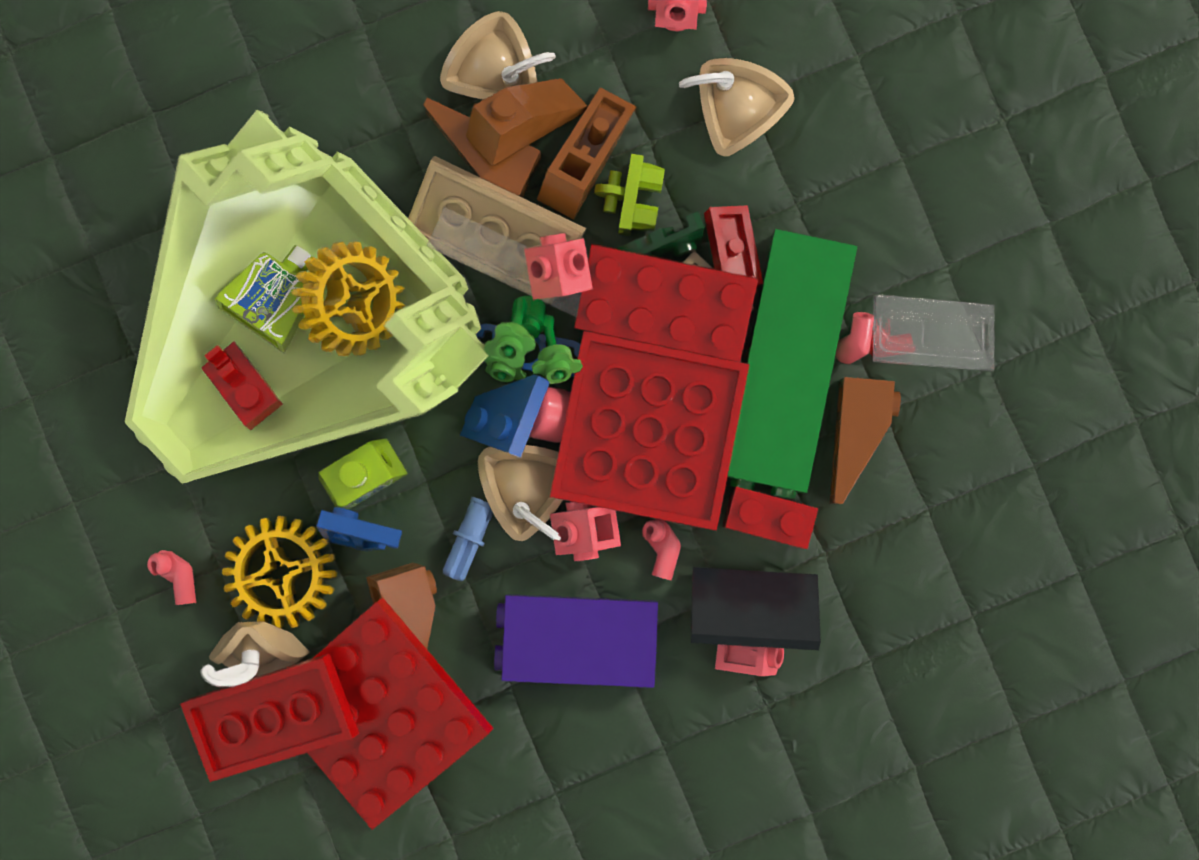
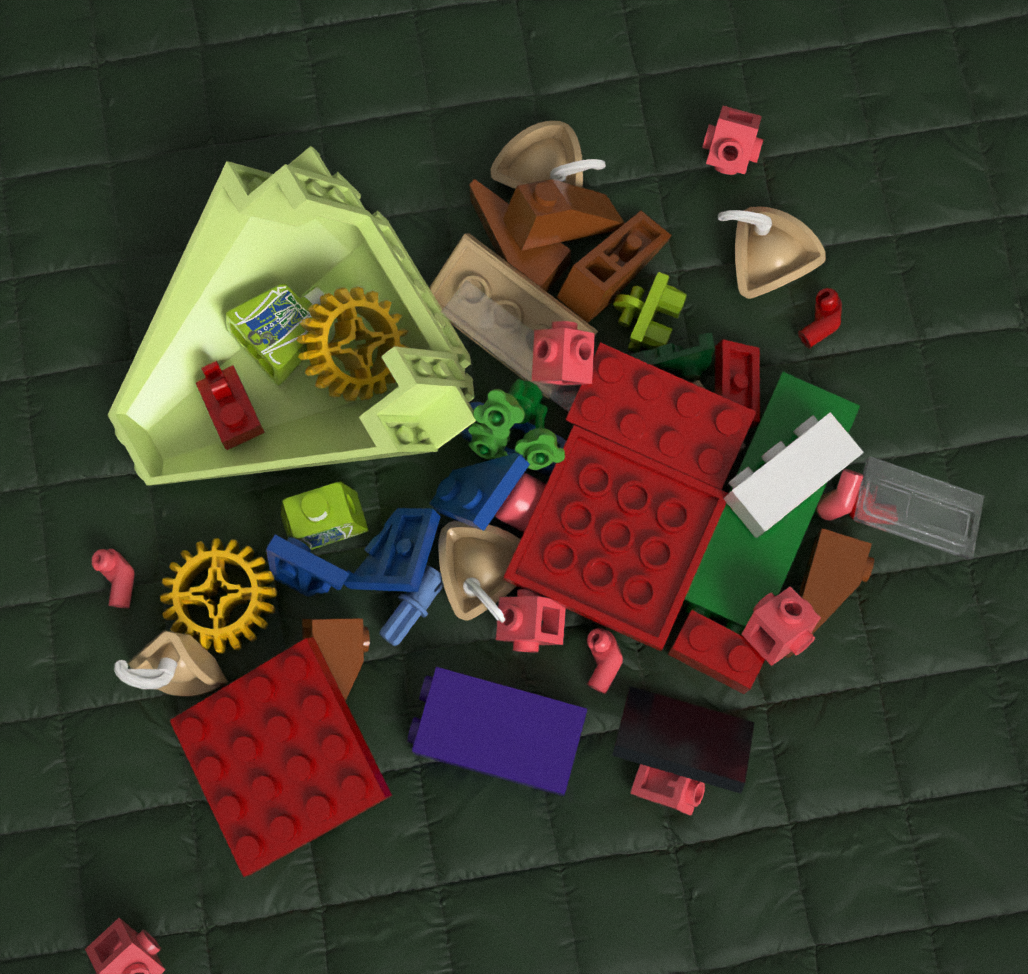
camera: 15 degrees right, 10 degrees down
(270, 718) = (170, 734): red plate -> none
(441, 491) = (398, 552): none -> blue wing
(805, 333) = (791, 473): none -> white brick
(807, 158) = (827, 318): none -> red arm
(824, 484) = (781, 625): none -> coral brick

